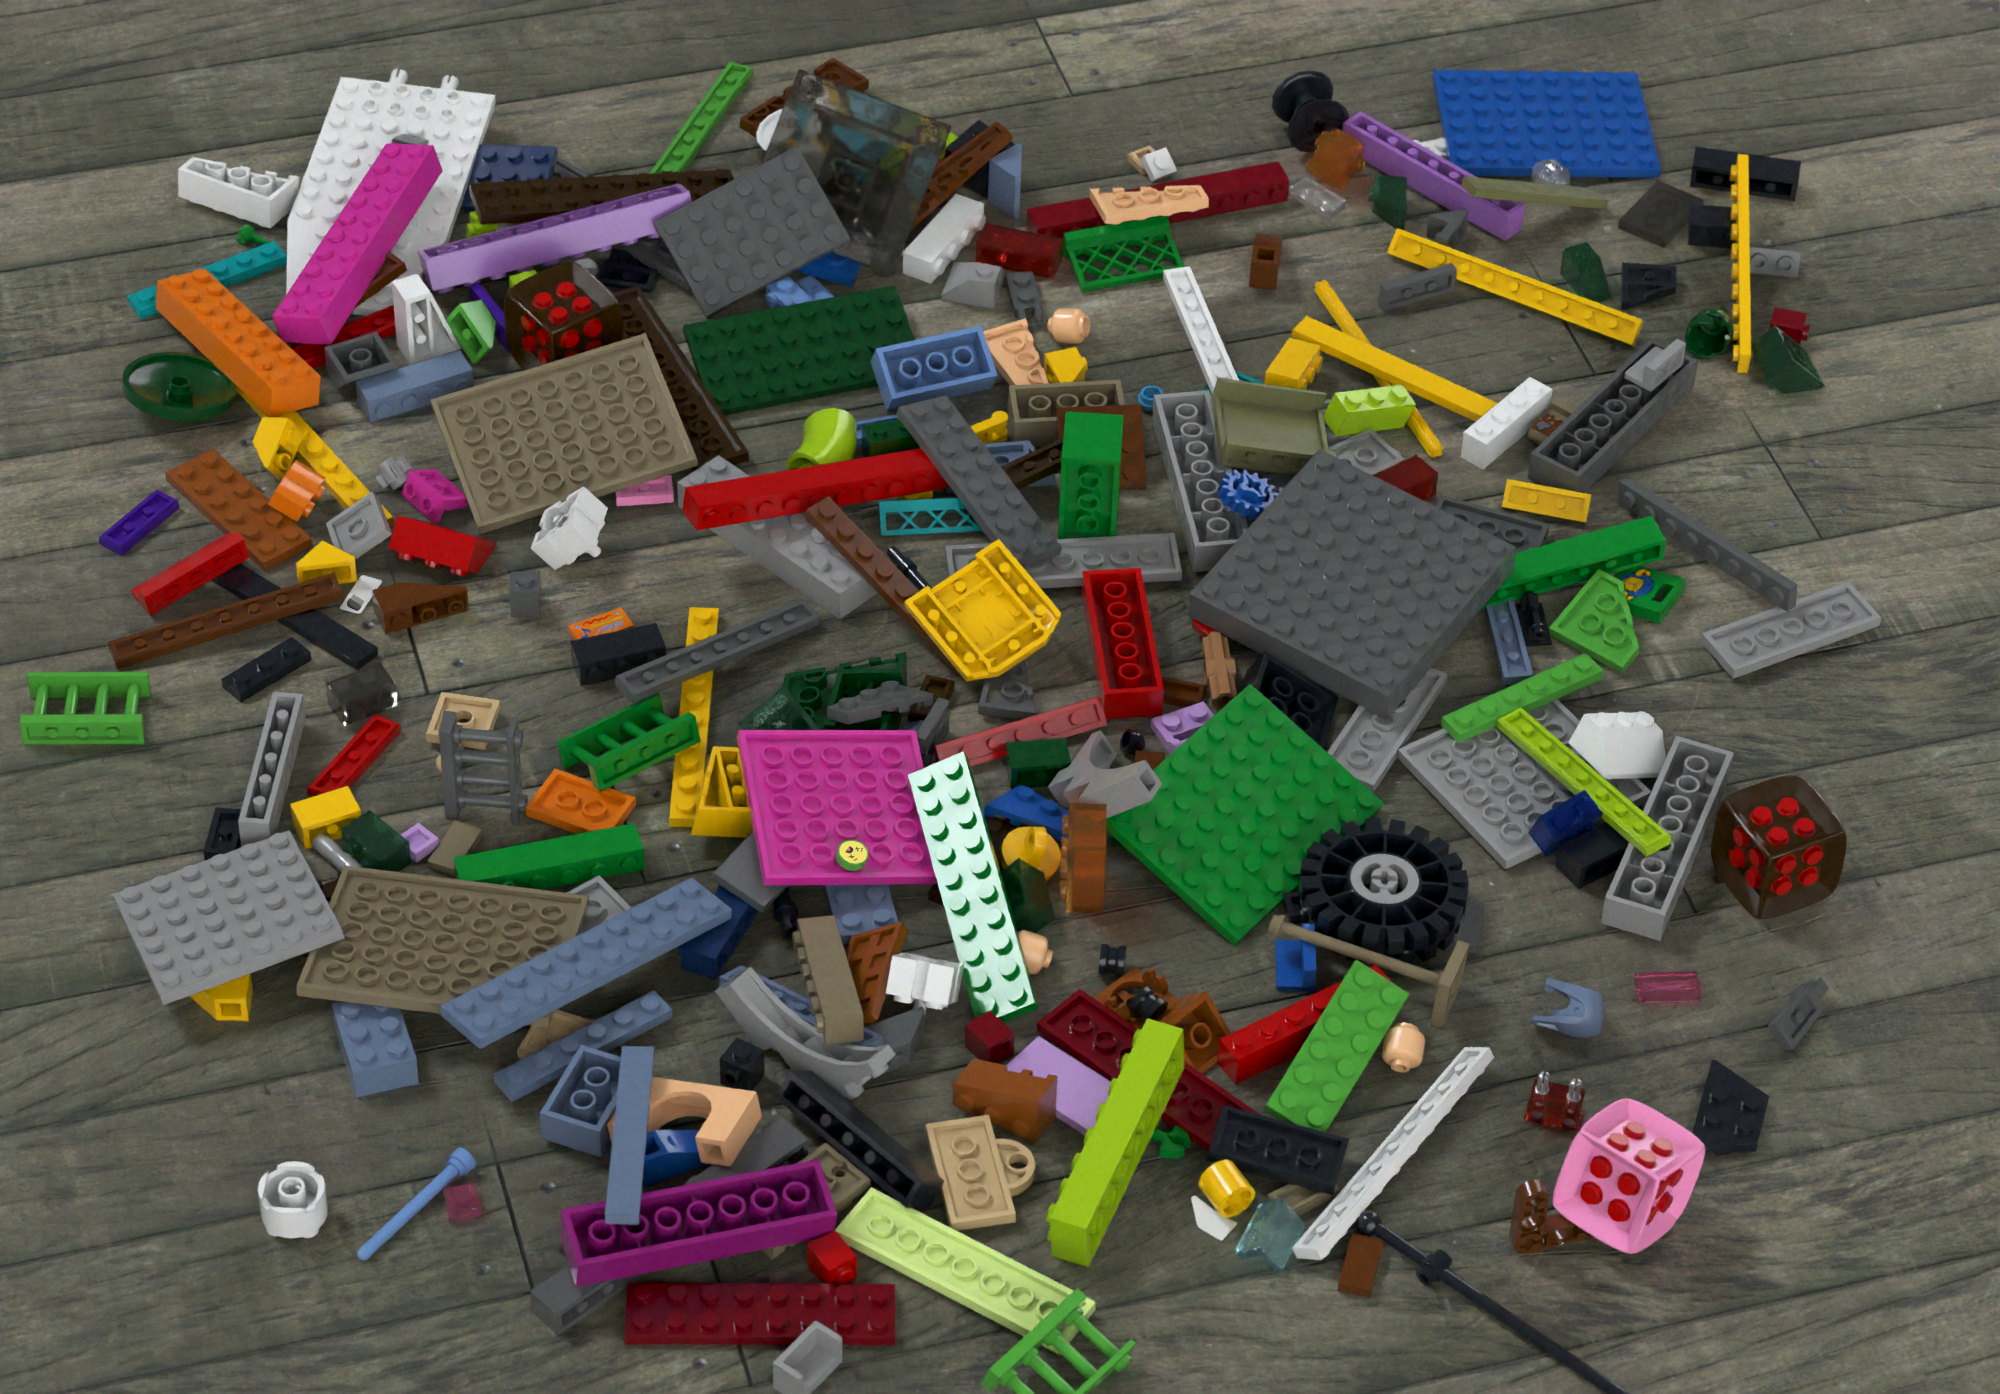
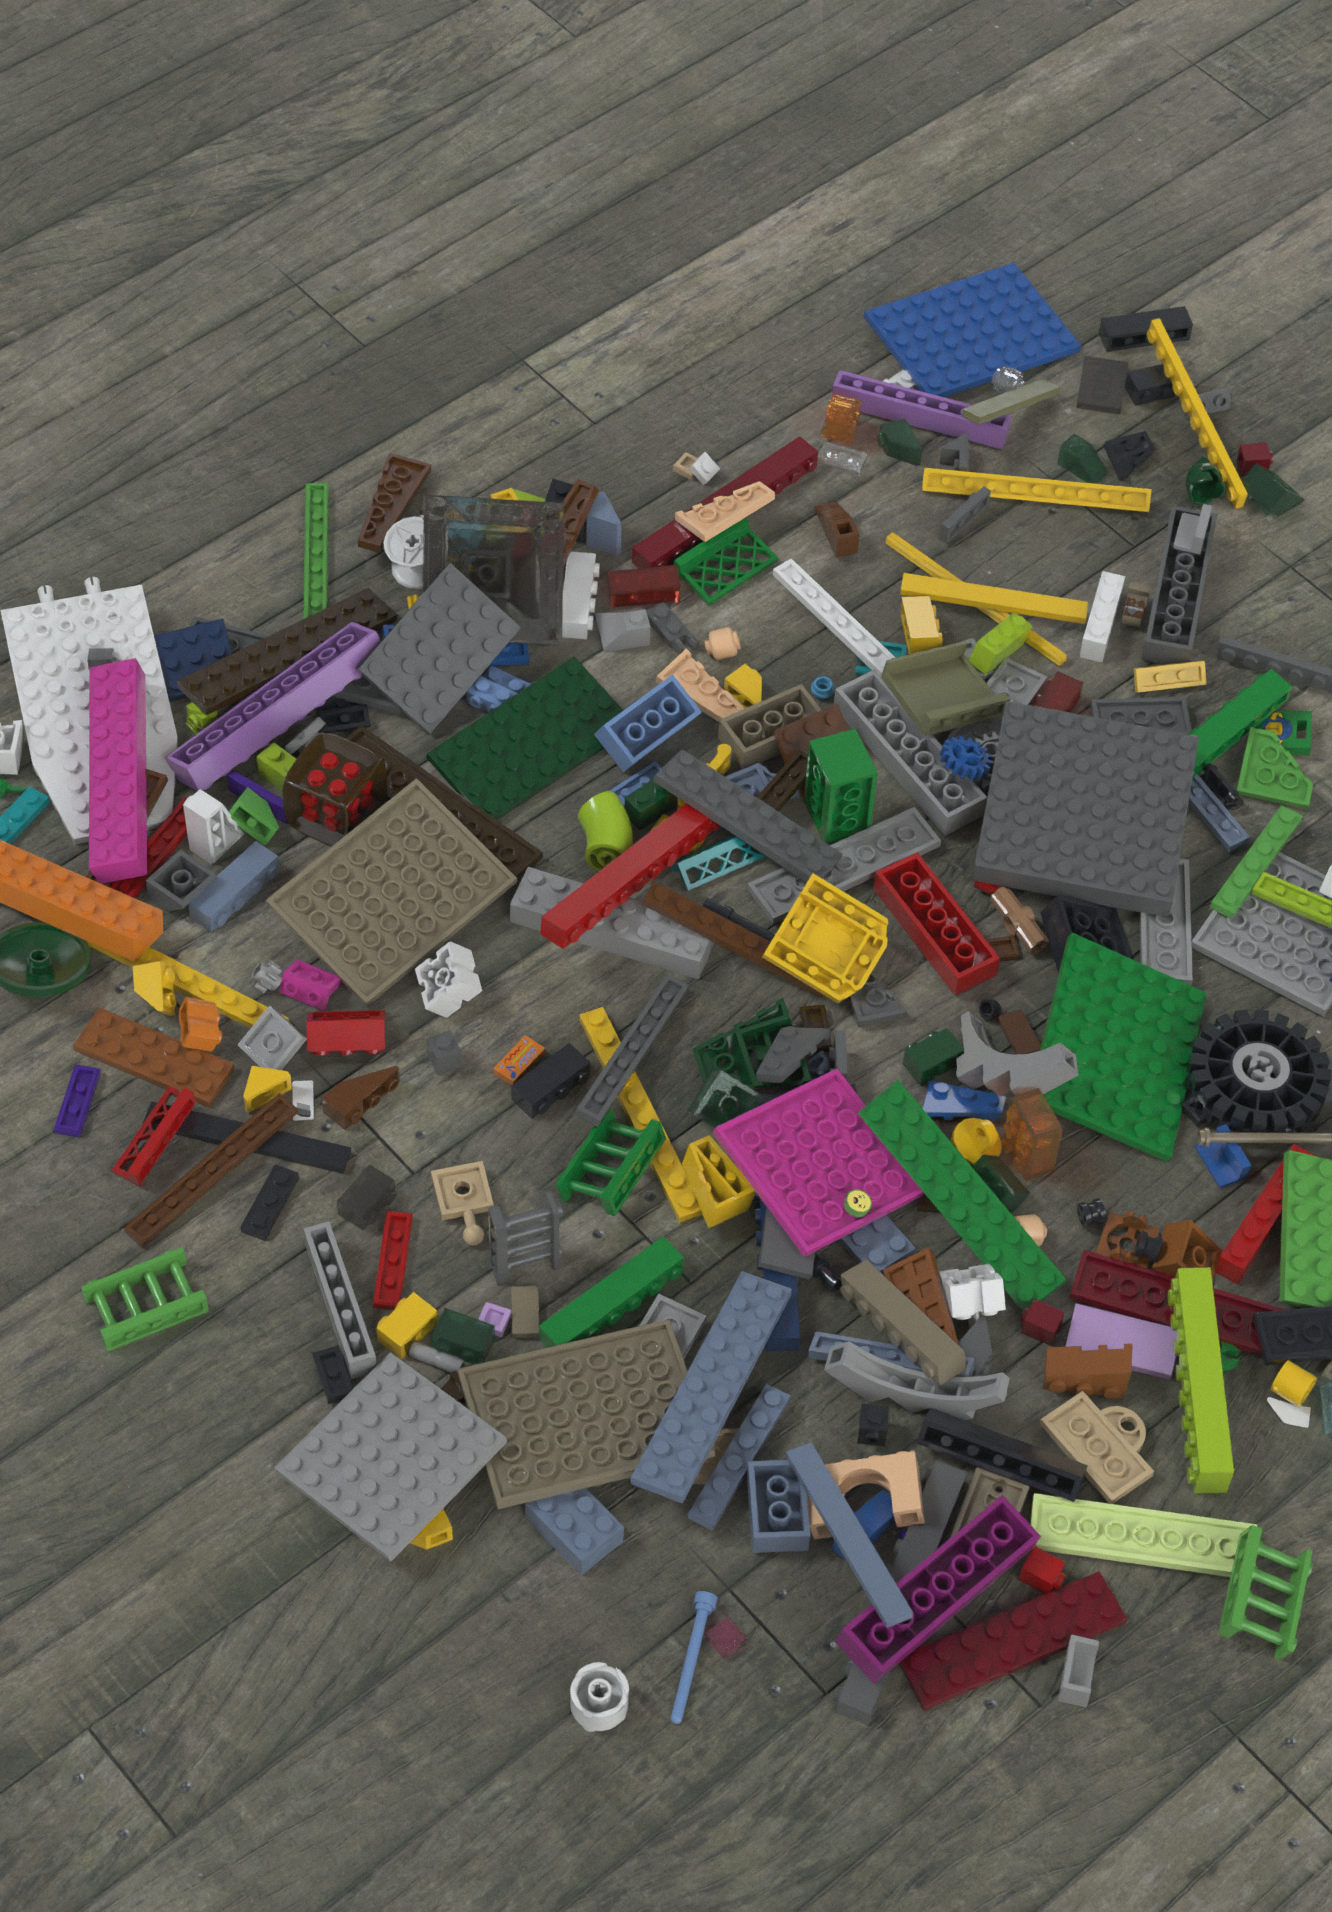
camera: 25 degrees left, 10 degrees up
(577, 806) = (599, 1236): orange plate -> none
(649, 492) = (487, 918): bright pink plate -> none
(1047, 725) = (908, 1031): red plate -> none
(1179, 725) = (1019, 976): lavender plate -> none
(1308, 107) = (809, 390): black piece -> none

